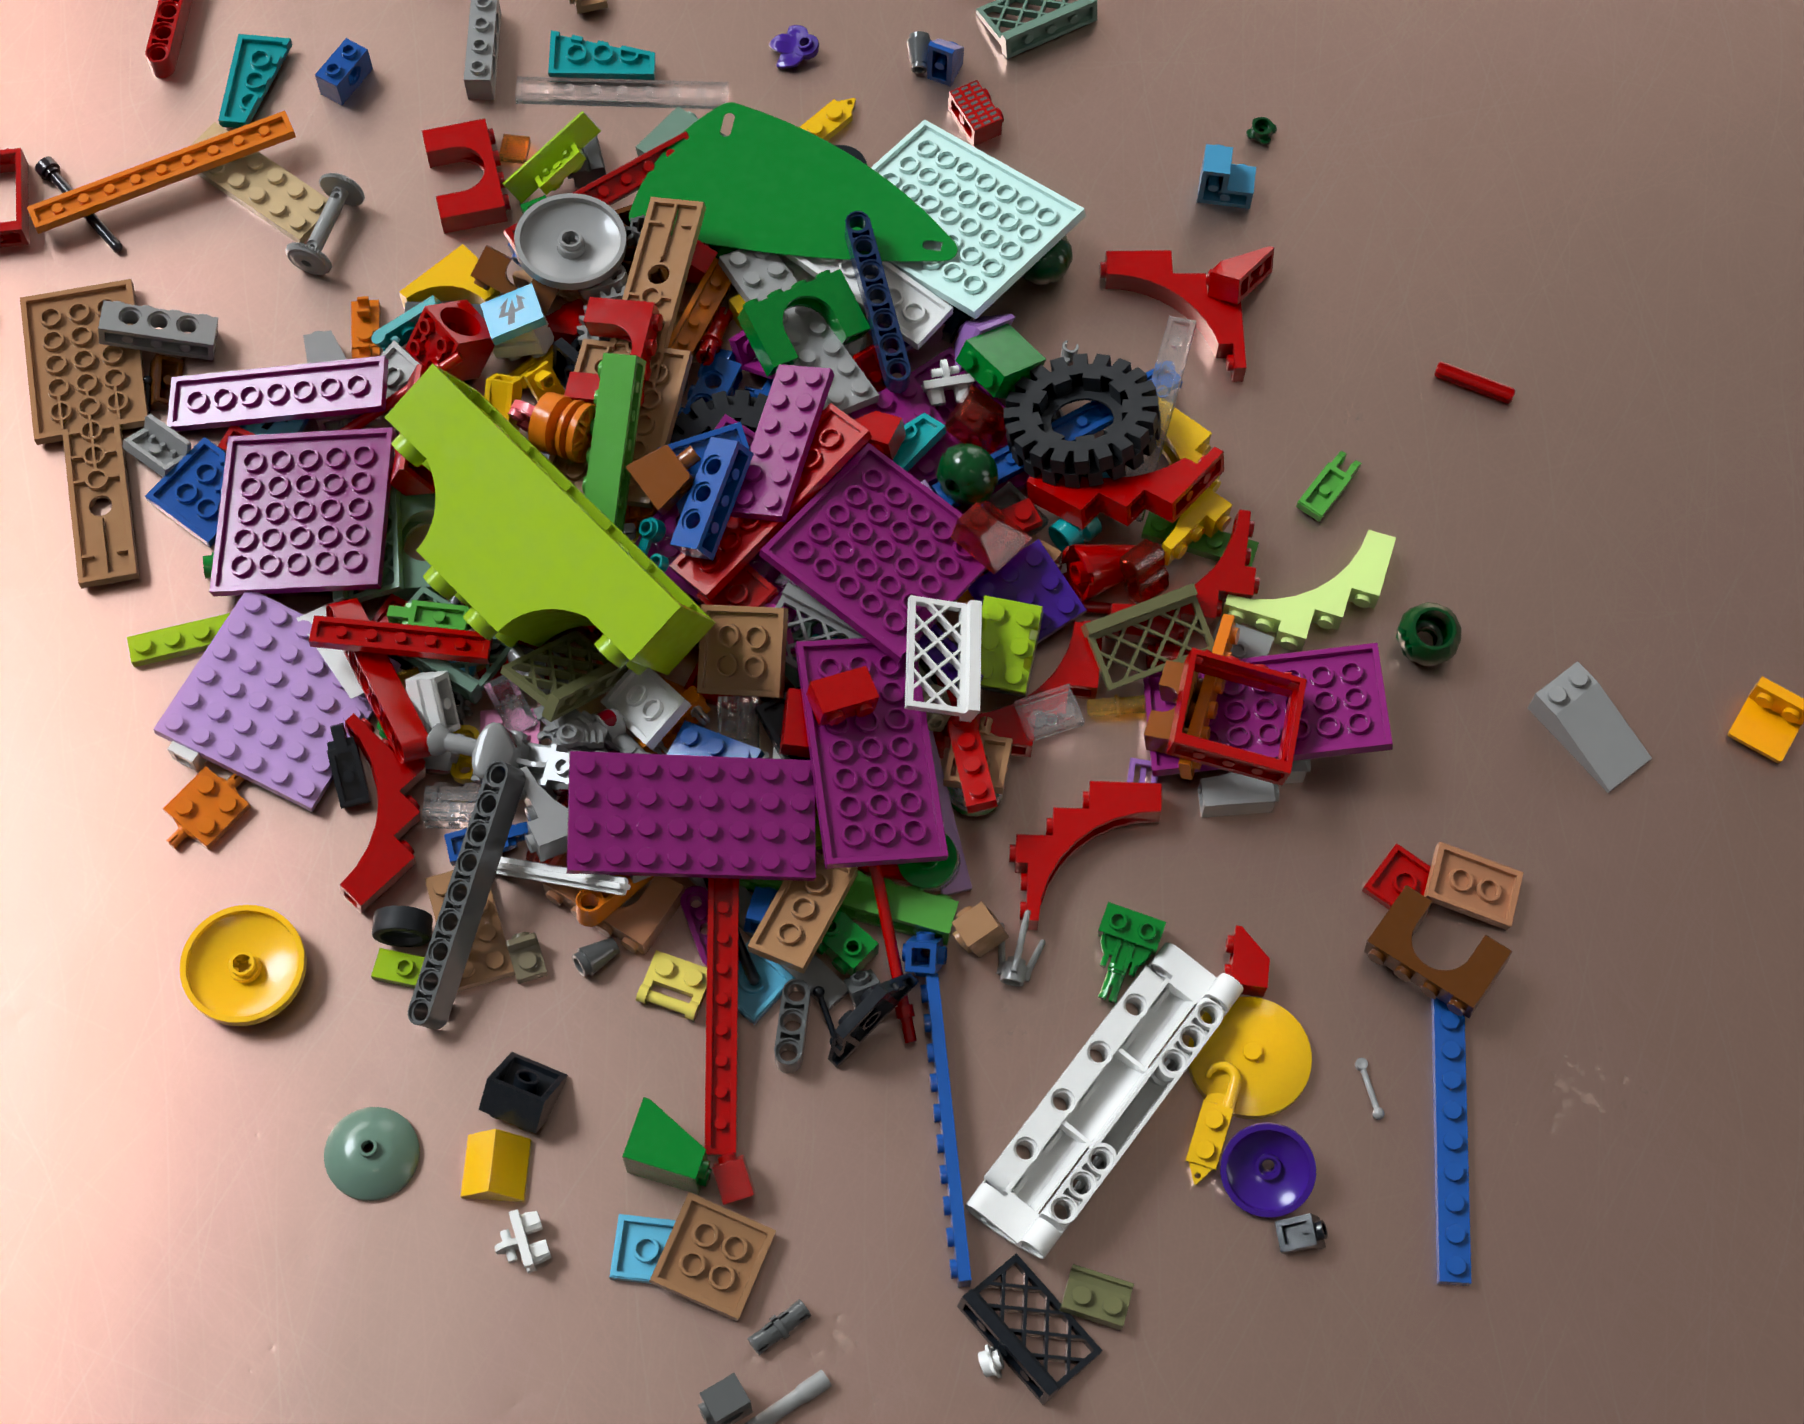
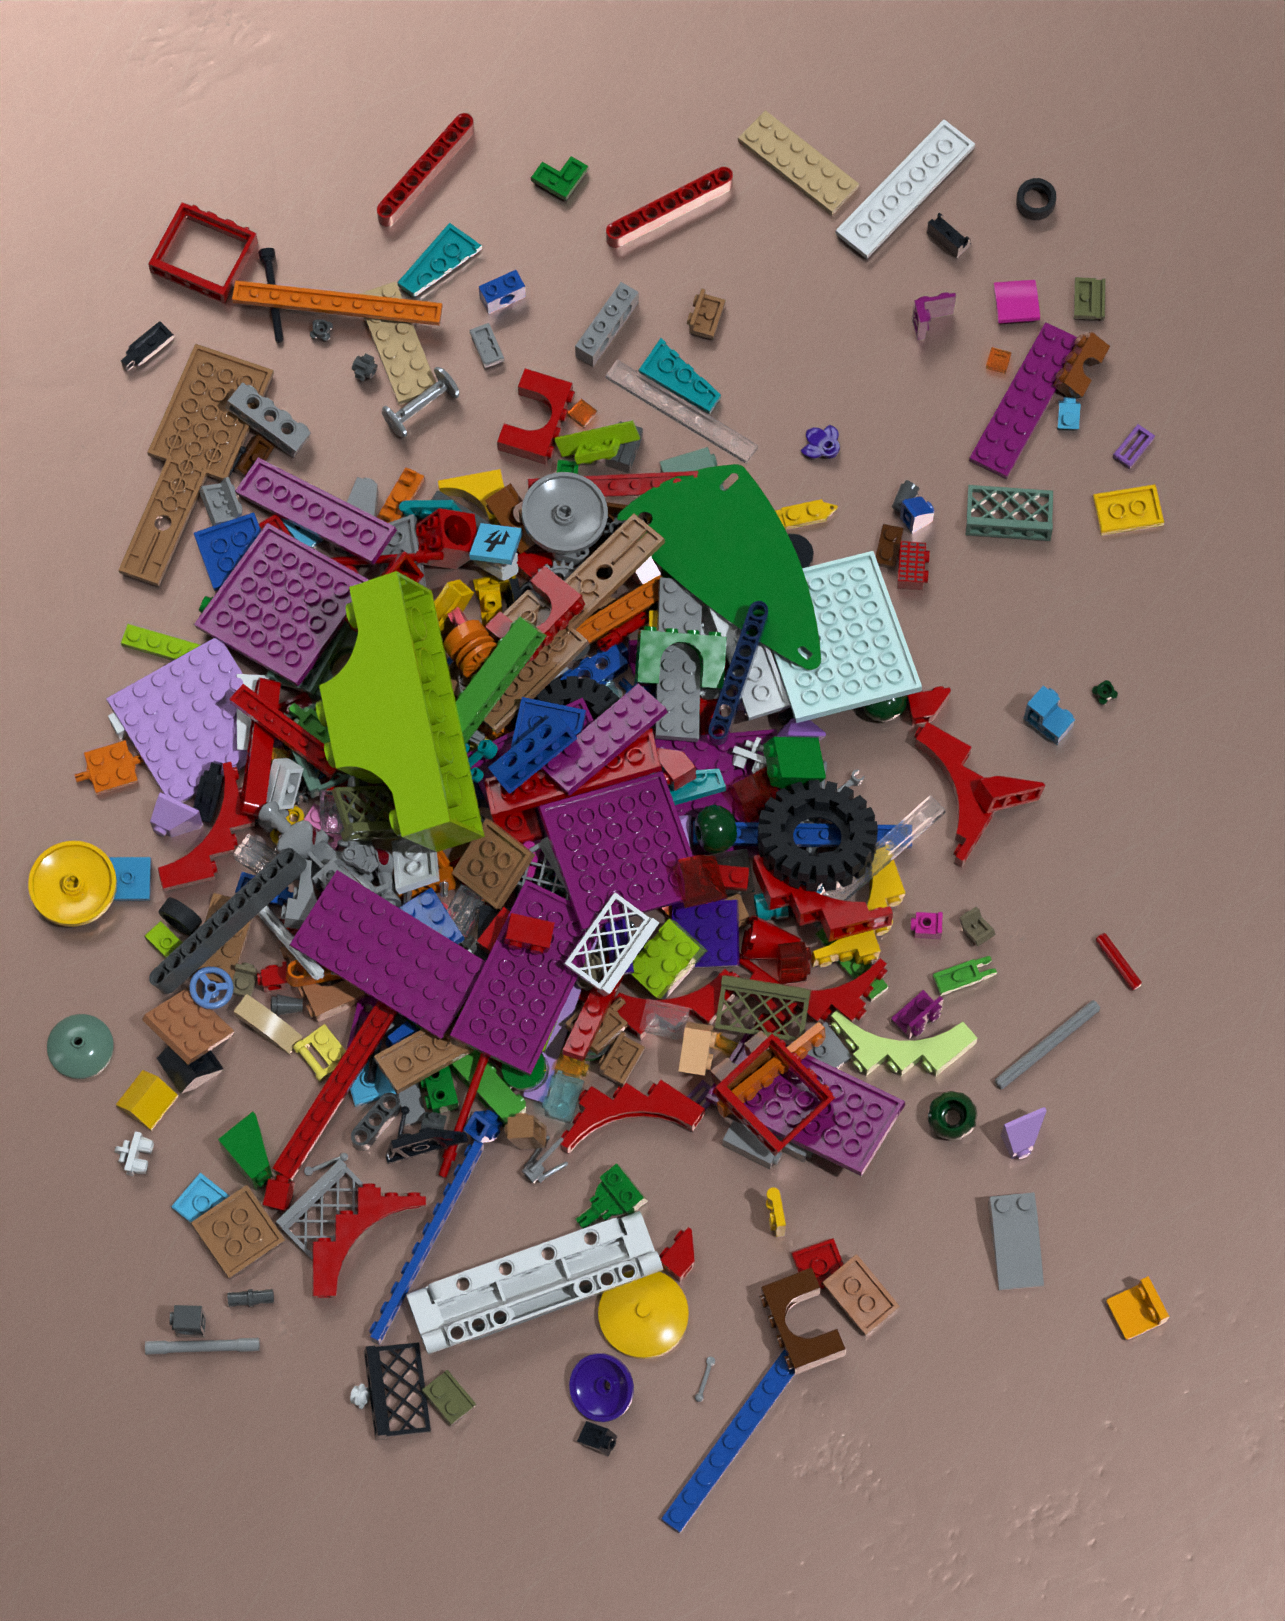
camera: 35 degrees right, 5 degrees up
(160, 206) = (321, 324): none -> dark grey plate
(236, 223) = (364, 367): none -> dark grey gear
(314, 919) = (132, 878): none -> dark azure plate
(322, 817) = (174, 817): none -> lavender slope
(362, 134) = (486, 345): none -> light grey plate
(493, 998) = (228, 985): none -> medium blue piece
(493, 1047) = (187, 1026): none -> nougat plate
(562, 932) = (273, 978): none -> red brick
(588, 990) = (267, 1024): none -> tan slope
(664, 475) = (512, 720): dark orange torso -> none
(748, 1132) = (309, 1171): none -> light grey hinge
(774, 1159) = (311, 1197): none -> light grey fence
(845, 1216) = (371, 1208): none -> red arch
(936, 107) = (889, 546): none -> reddish brown plate
(977, 829) = (571, 1066): none -> clear yellow brick
(991, 869) = (563, 1097): none -> clear light blue bracket
(1027, 788) = (621, 1059): none -> medium nougat bracket
(1090, 238) = (927, 705): none -> red slope
(1109, 723) = (696, 1048): none -> light nougat brick
(1213, 1124) = (590, 1339): yellow plate -> none
(1255, 456) = (933, 931): none -> dark pink brick
(1307, 430) = (976, 927): none -> dark tan bracket
(1313, 553) = (917, 1014): none -> magenta bracket
(1327, 857) = (777, 1218): none -> yellow plate
(1466, 507) = (1047, 1044): none -> light grey axle
(1517, 610) = (1022, 1133): none -> lavender slope

